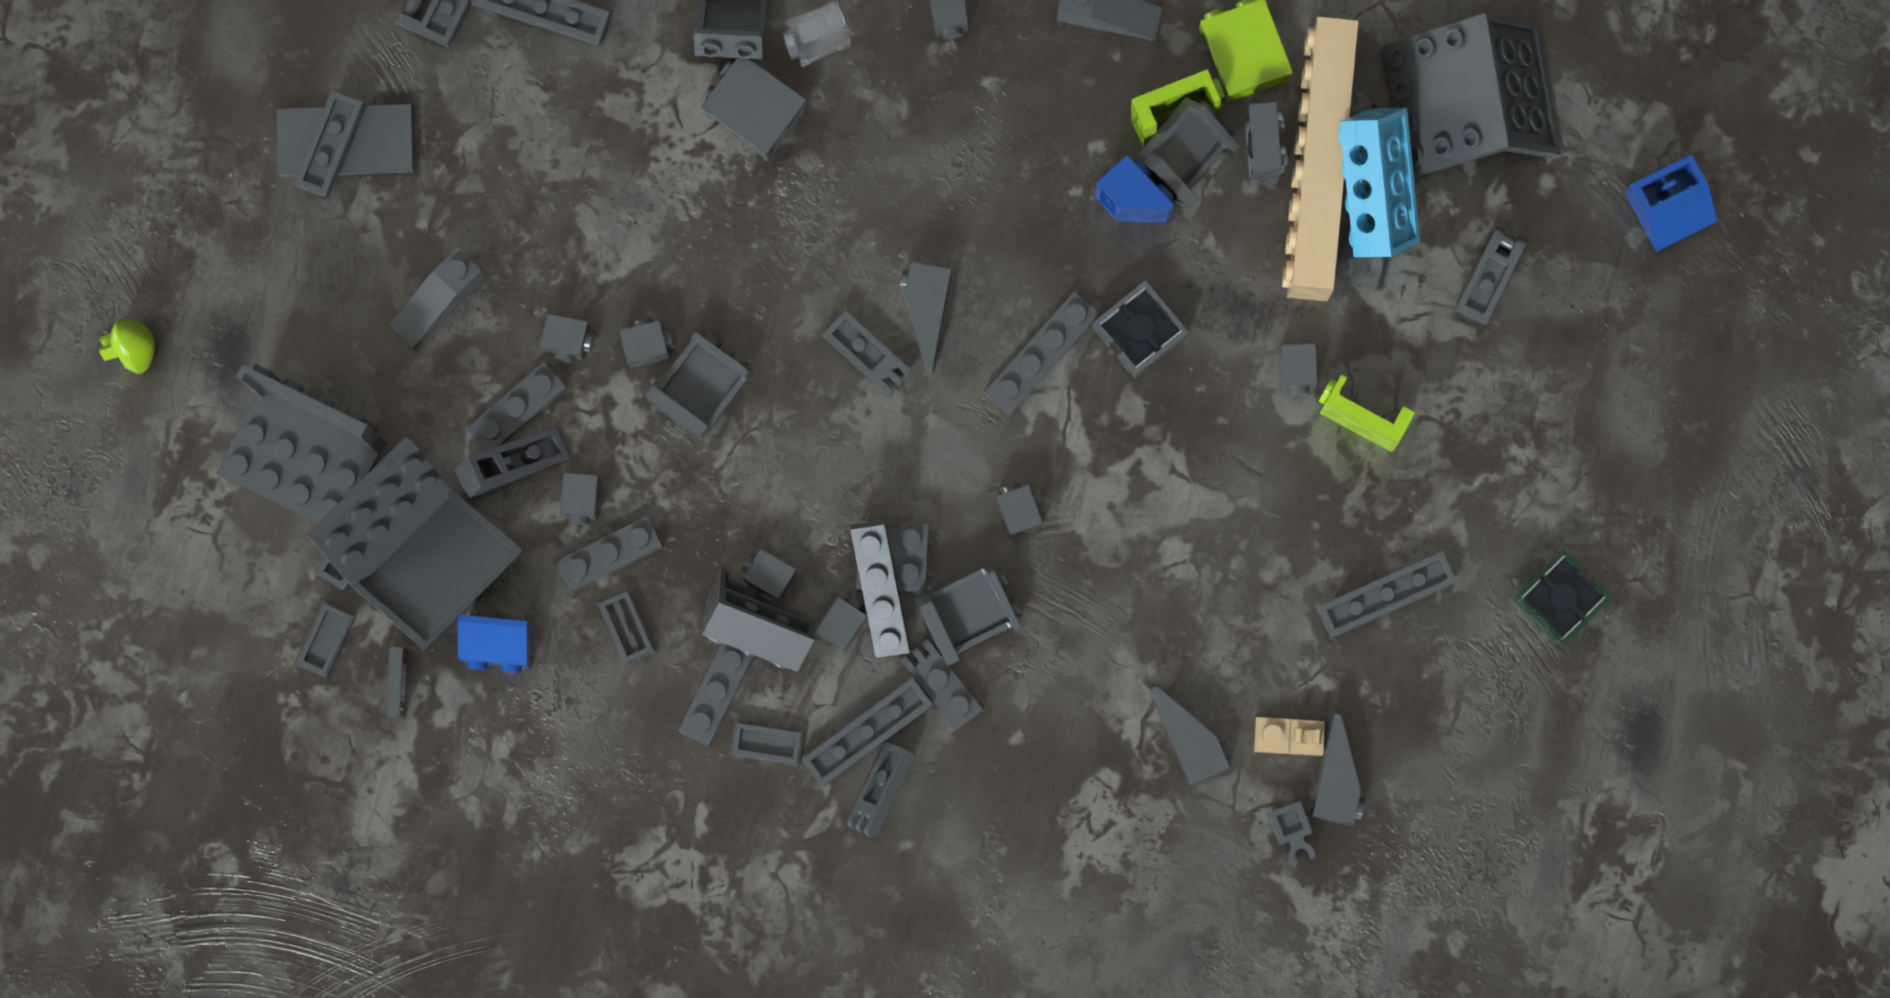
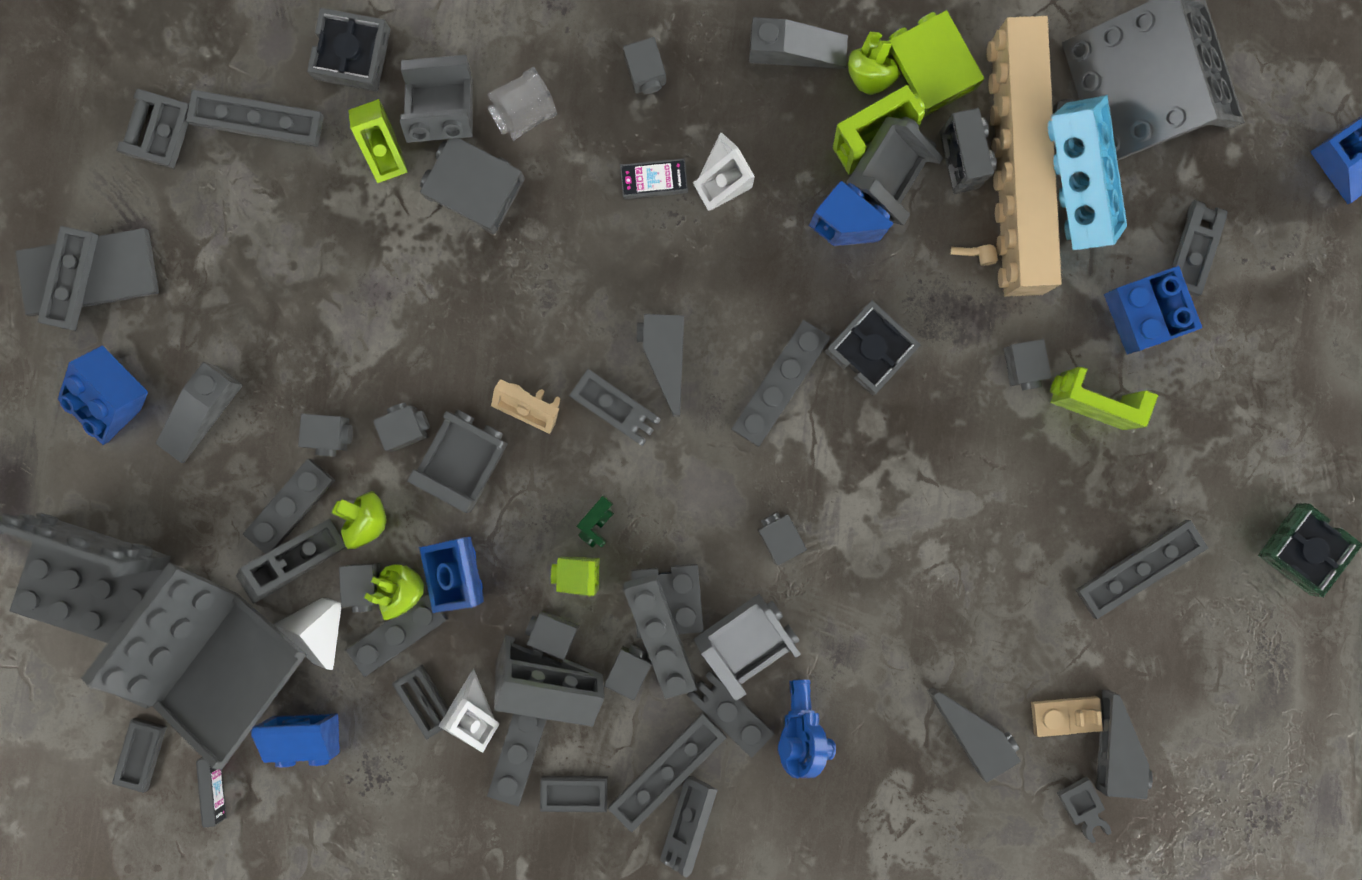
camera: 10 degrees left, 5 degrees up
(343, 266) = (101, 394): none -> blue slope
(533, 534) = (314, 631): none -> white slope
(593, 431) = (363, 519): none -> lime piece
(617, 506) = (397, 590): none -> lime piece
(663, 49) = (377, 140): none -> lime slope
(672, 648) = (470, 715): none -> white slope
(676, 496) = (452, 575): none -> blue slope
(775, 340) = (525, 407): none -> tan plate
(803, 516) = (576, 575): none -> lime slope
(833, 460) = (598, 516): none -> dark green bracket
(941, 126) = (654, 178): none -> tile
(1010, 700) = (803, 736): none -> blue pin
(1012, 133) = (724, 174): none -> white slope
(1180, 45) = (871, 67): none -> lime piece
(1273, 250) = (986, 253): none -> tan hand
(1433, 331) = (1153, 310): none -> blue slope

